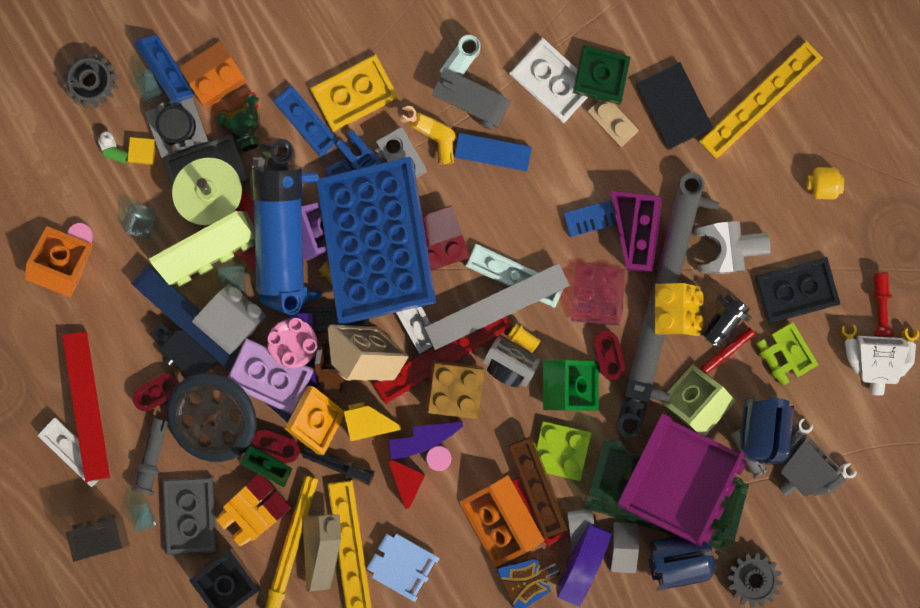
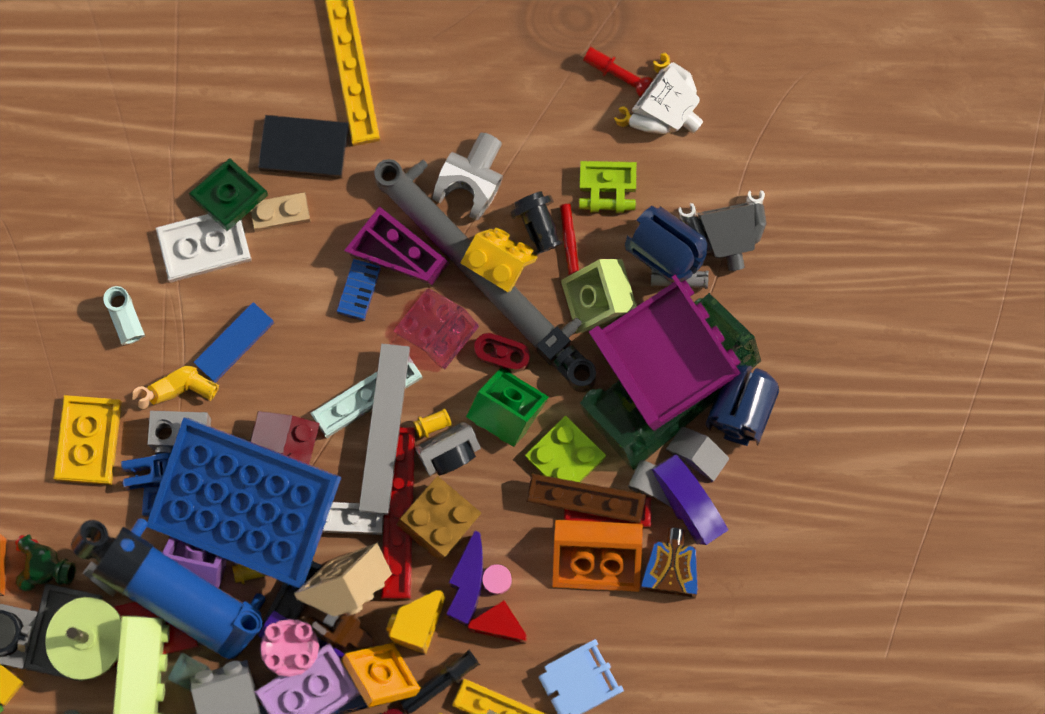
camera: 55 degrees left, 10 degrees down
(305, 121) = (82, 504): blue tile -> none
(473, 98) = (169, 326): dark grey door -> none
(741, 575) = (808, 333): dark grey gear -> none
(797, 290) = (553, 140): black tile -> none
(825, 183) = (468, 52): yellow head -> none

